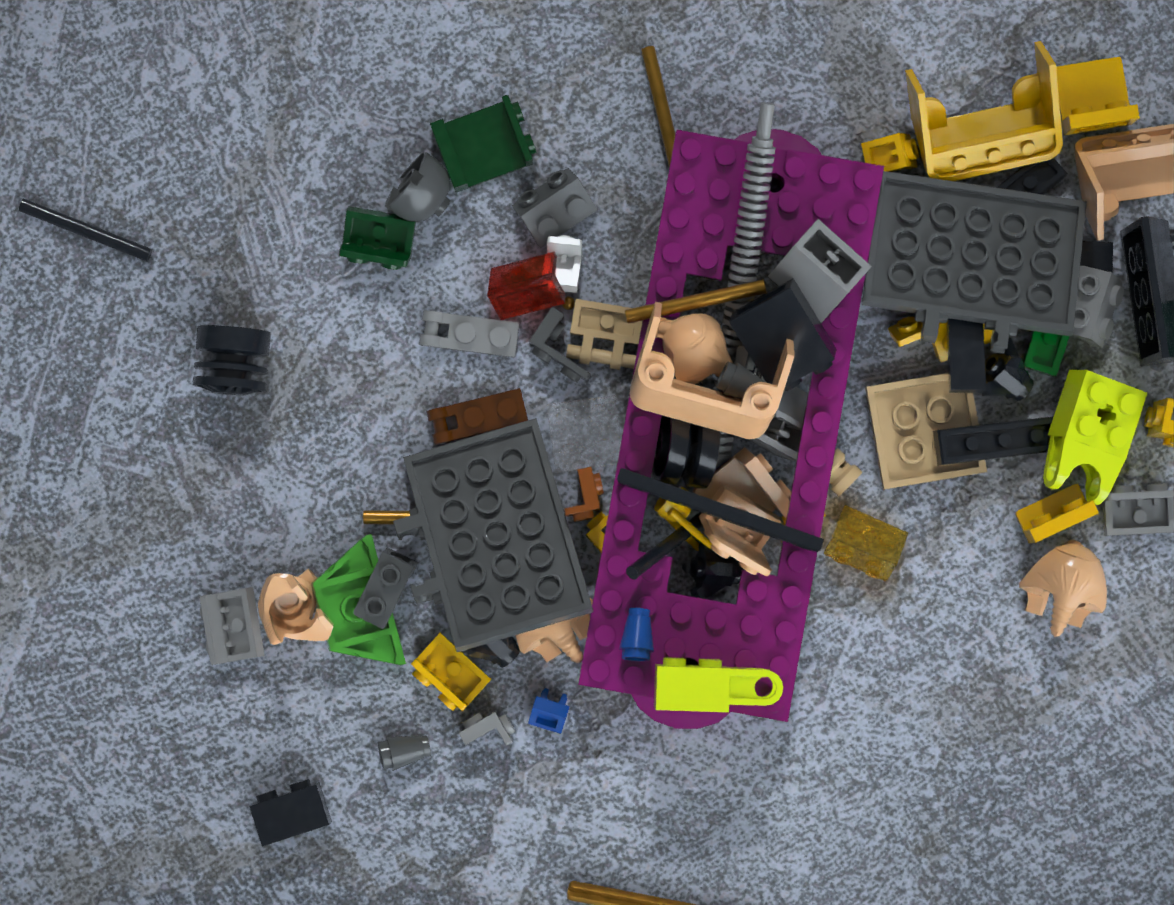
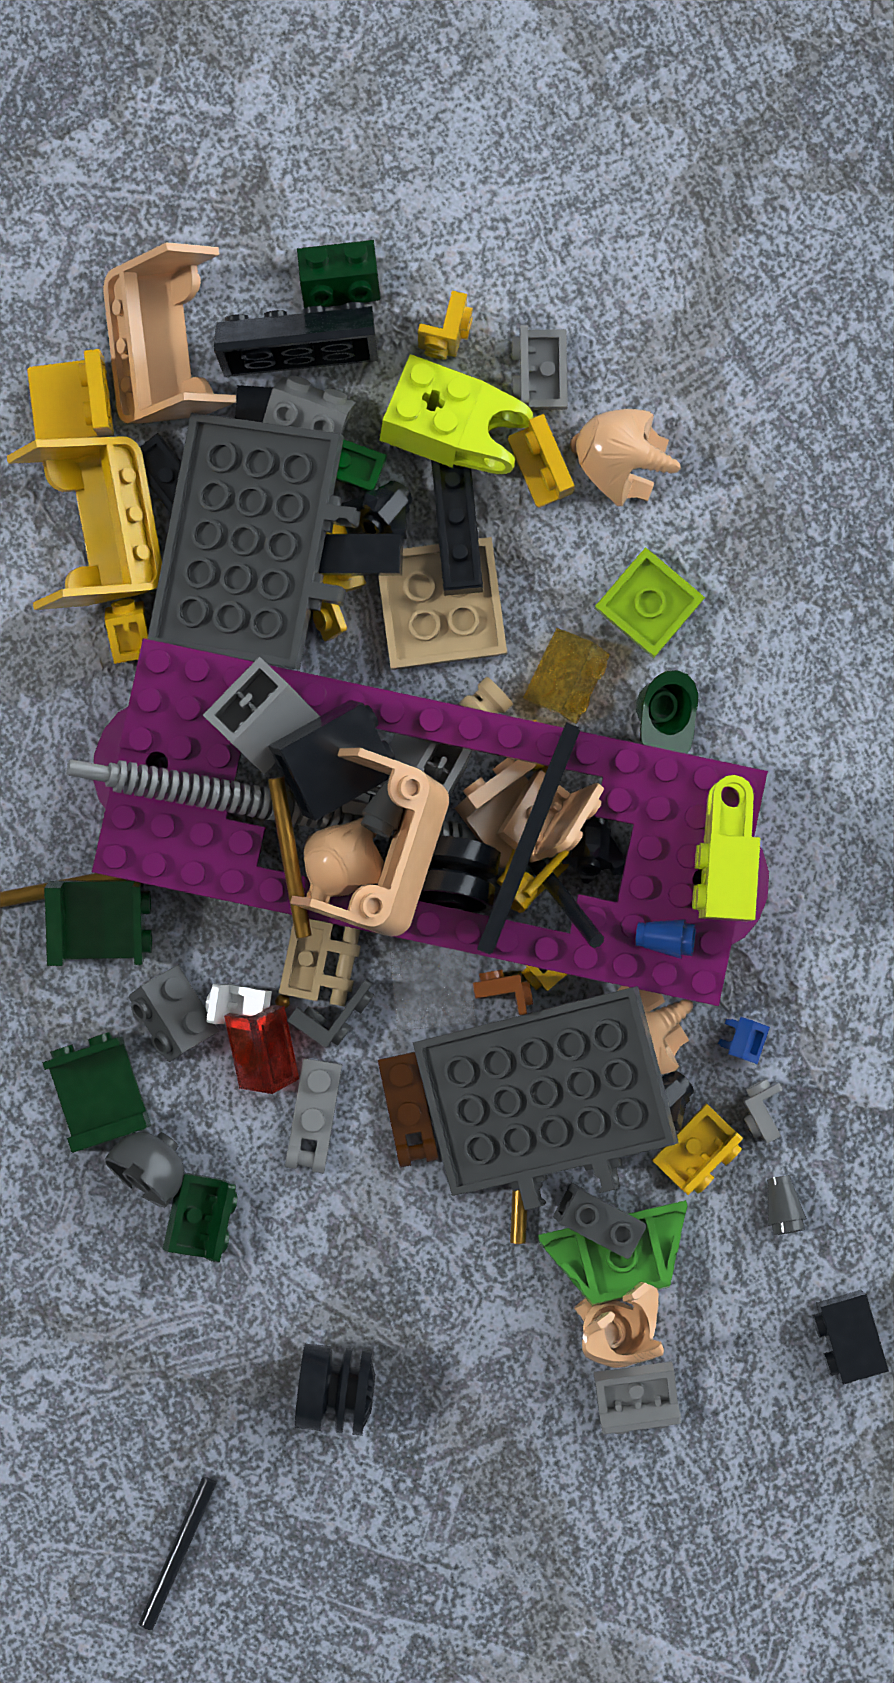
camera: 80 degrees left, 0 degrees up
(633, 137) = (96, 920): none -> dark green panel
(837, 634) = (668, 711): none -> dark green piece
(934, 614) = (649, 602): none -> lime plate

